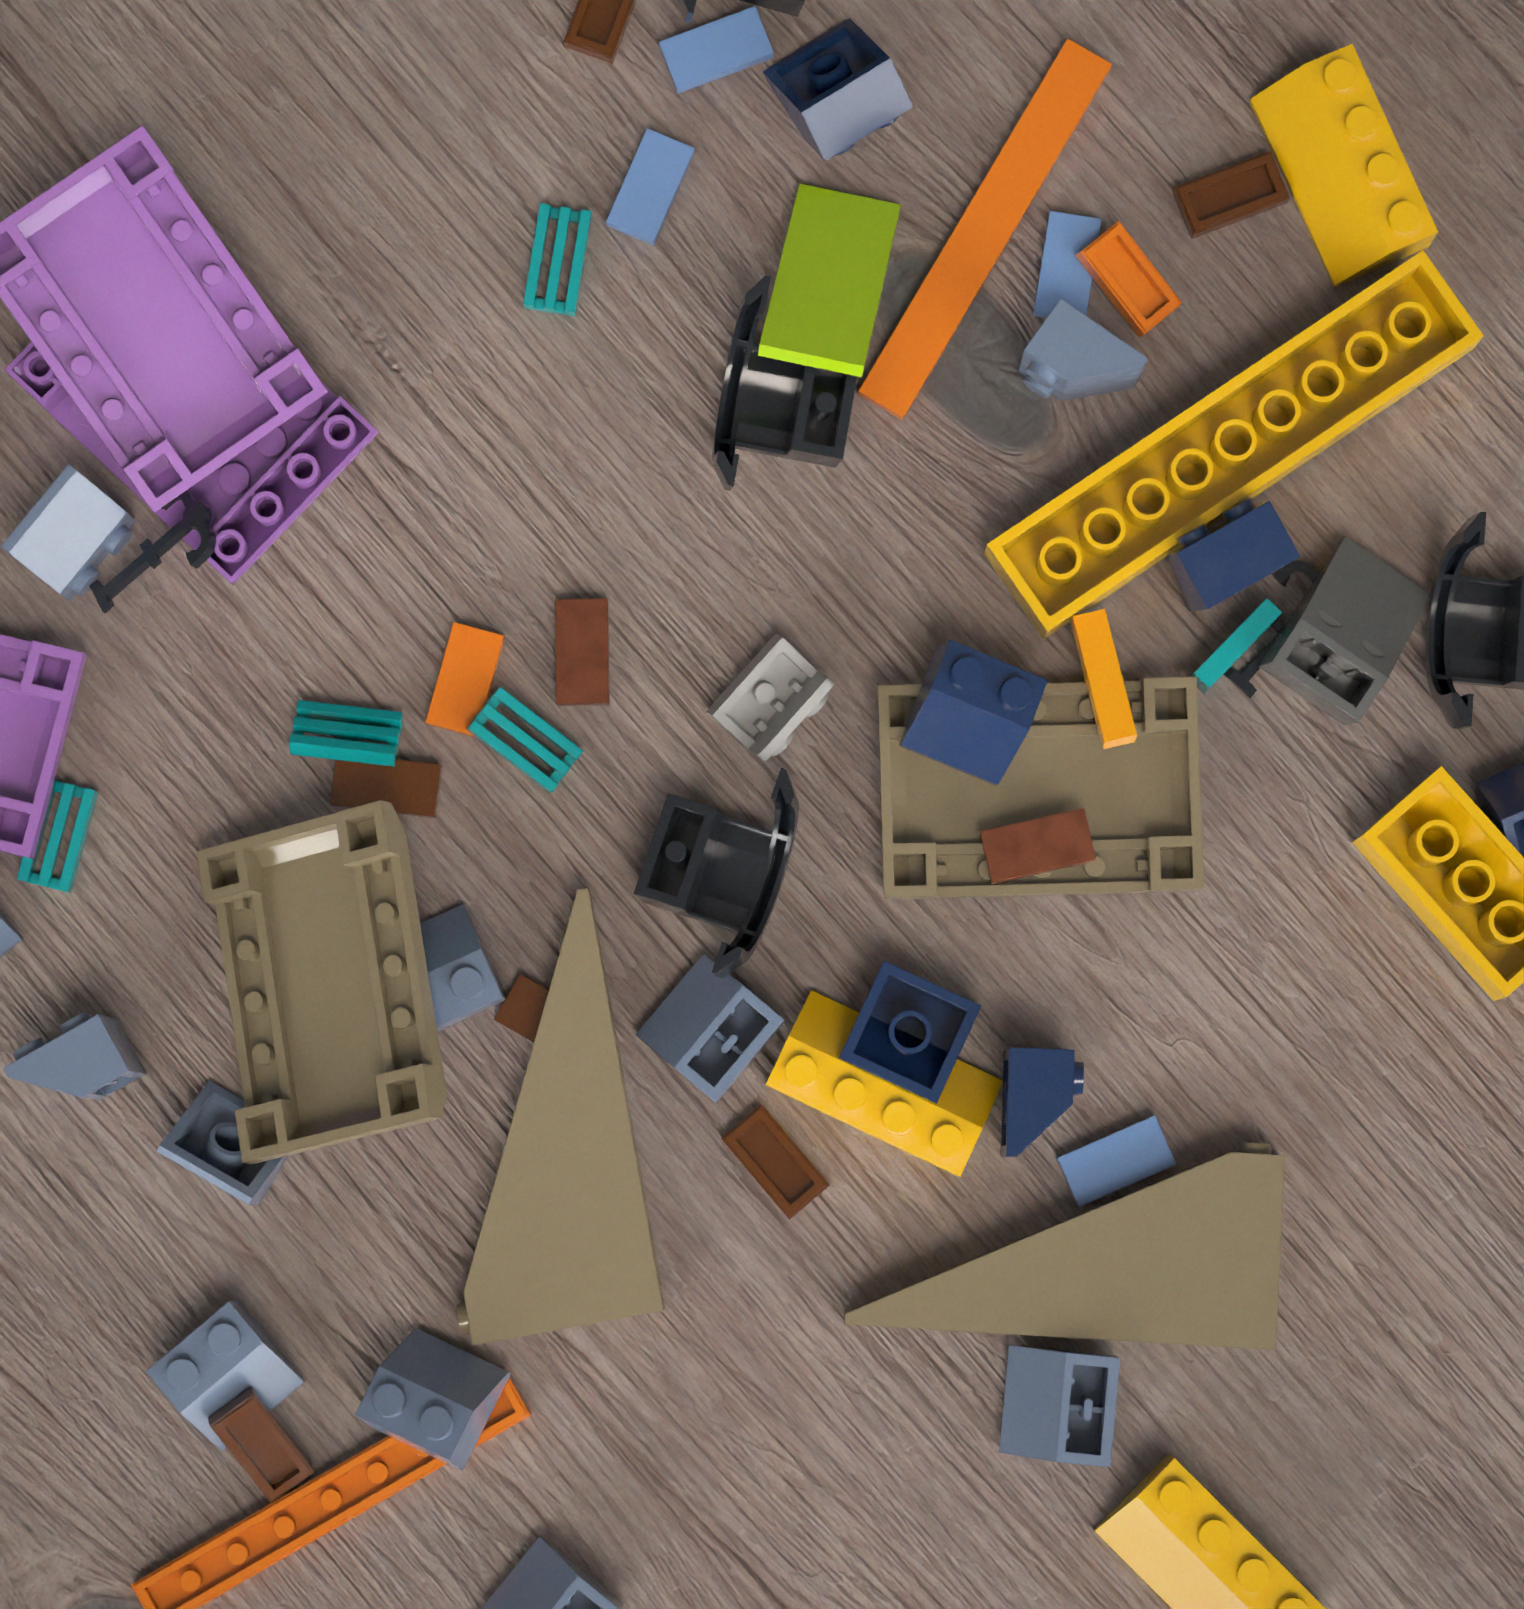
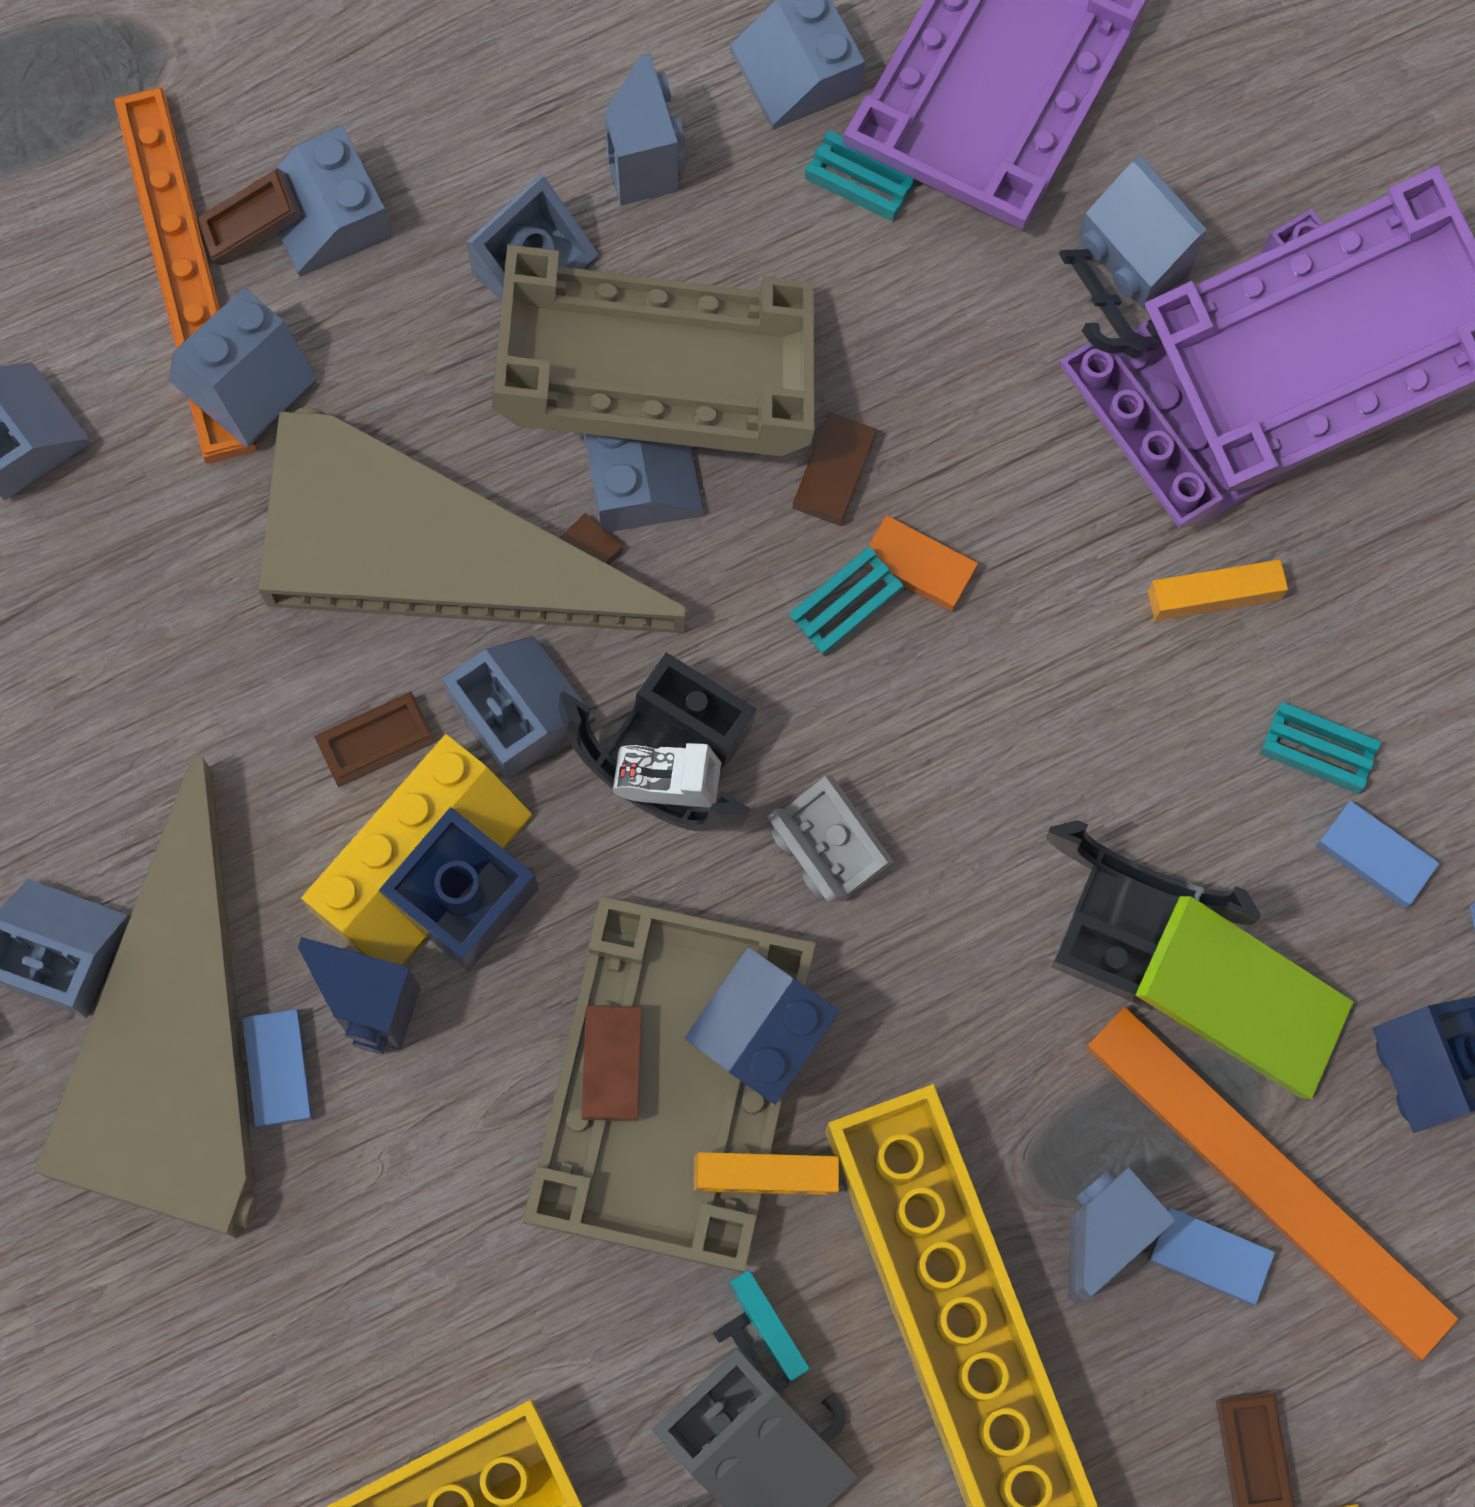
camera: 95 degrees right, 10 degrees down
(348, 725) = (899, 476): teal tile -> none
(423, 386) = (1217, 590): none -> light orange piece
(582, 651) = (920, 677): copper tile -> none
(752, 863) = (668, 775): none -> white leg
(1128, 279) = (1185, 1316): orange tile -> none
(1232, 555) = (862, 1337): dark blue slope -> none

